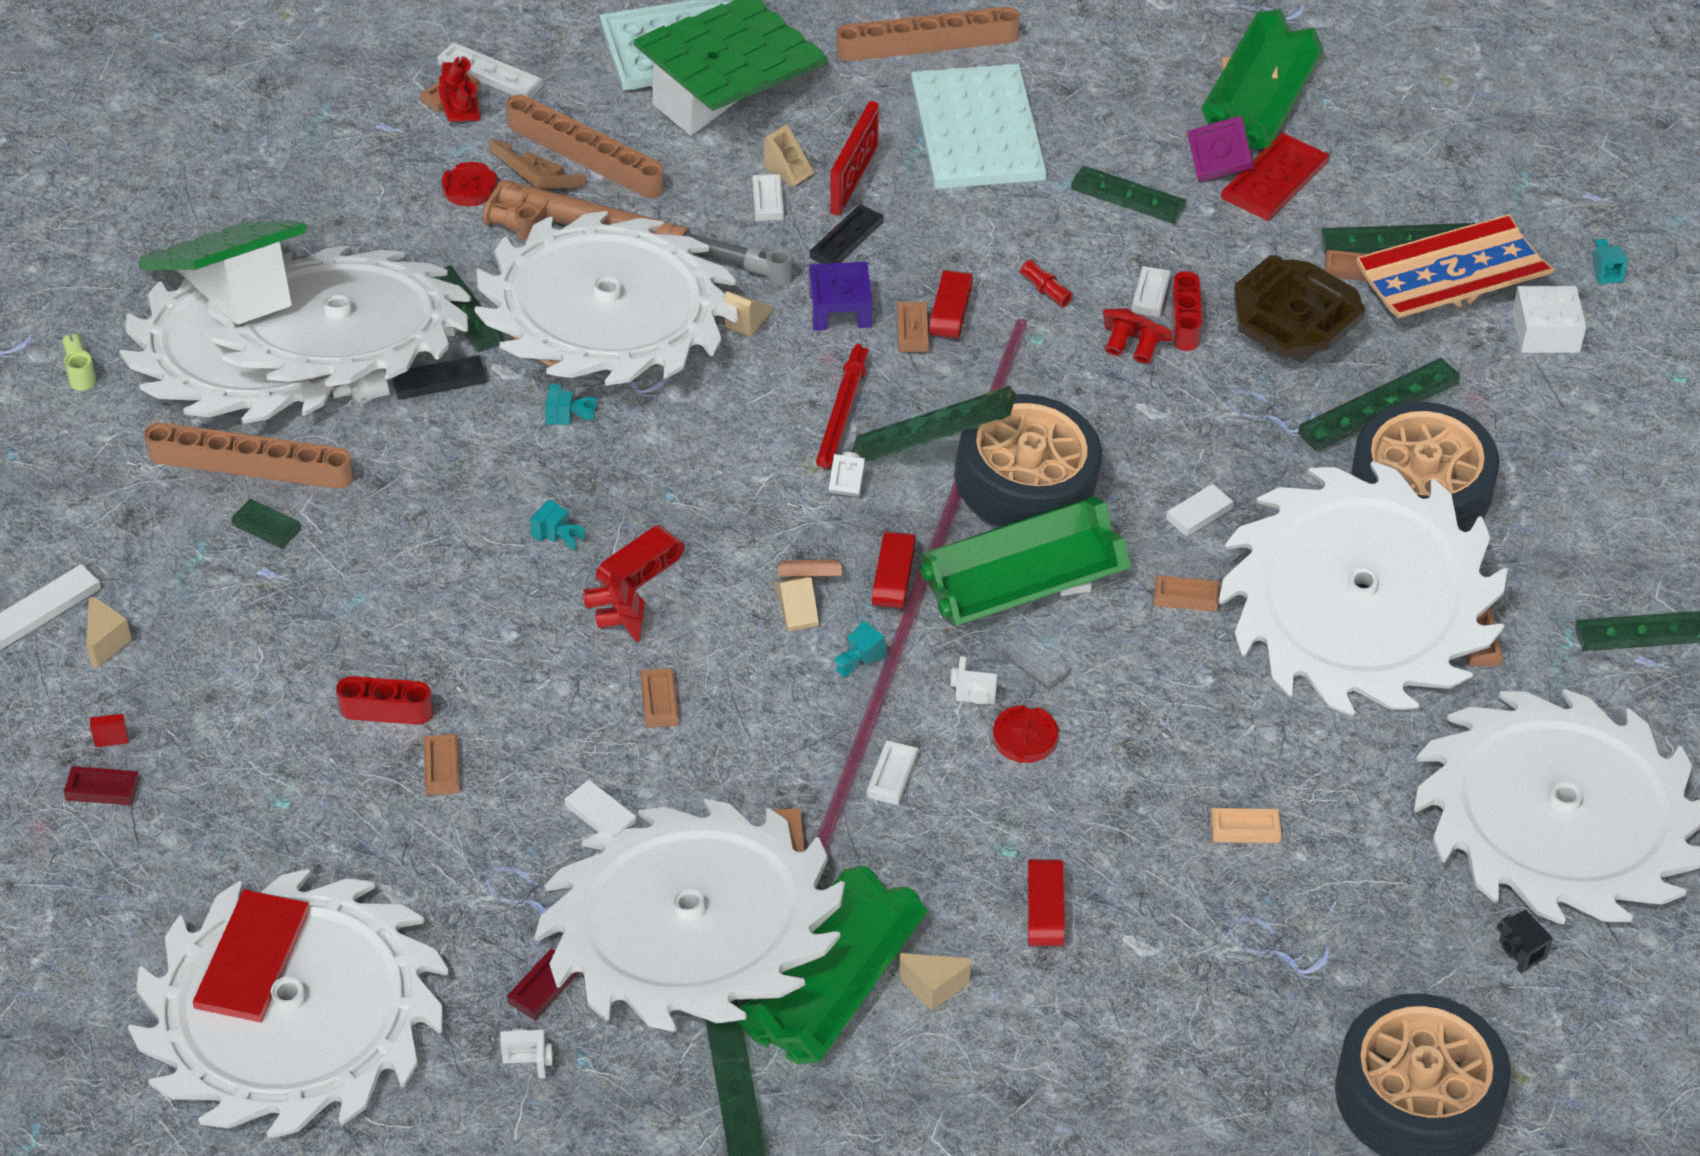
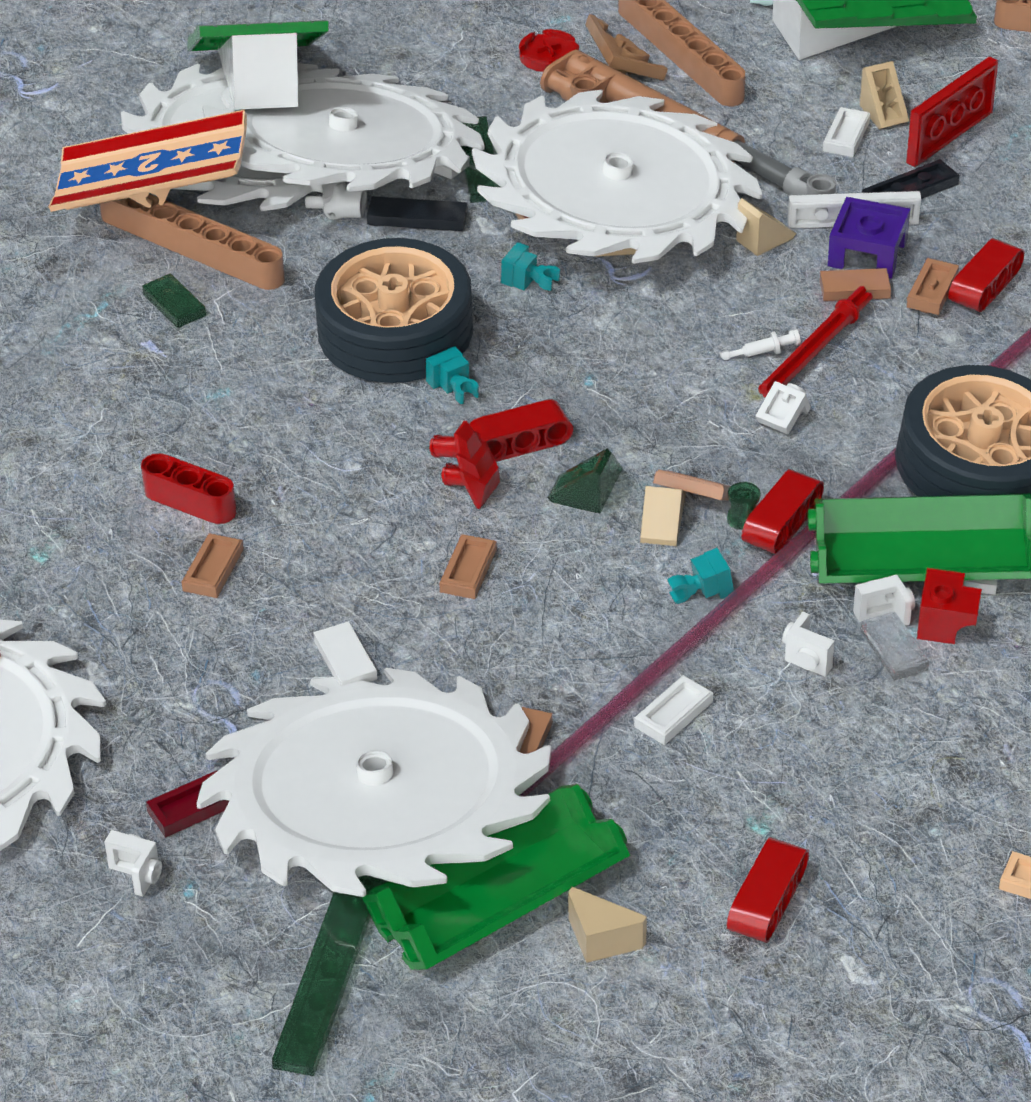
camera: 25 degrees right, 5 degrees down
(78, 364) = (79, 116): yellowish green pin -> none
(189, 399) = (150, 161): none -> hinge
(463, 478) = (392, 308): none -> wheel
(719, 593) = (587, 483): none -> clear green slope
(796, 277) = (823, 209): none -> white tile
(807, 417) = (764, 345): none -> white piece
(839, 343) = (842, 283): none -> nougat tile
(860, 574) = (743, 501): none -> clear green bush
(935, 424) = (893, 373): clear green plate -> none
(1012, 621) = (883, 597): none -> white bracket
(1025, 734) = (841, 714): red tile -> none
(1066, 615) = (946, 606): none -> red brick

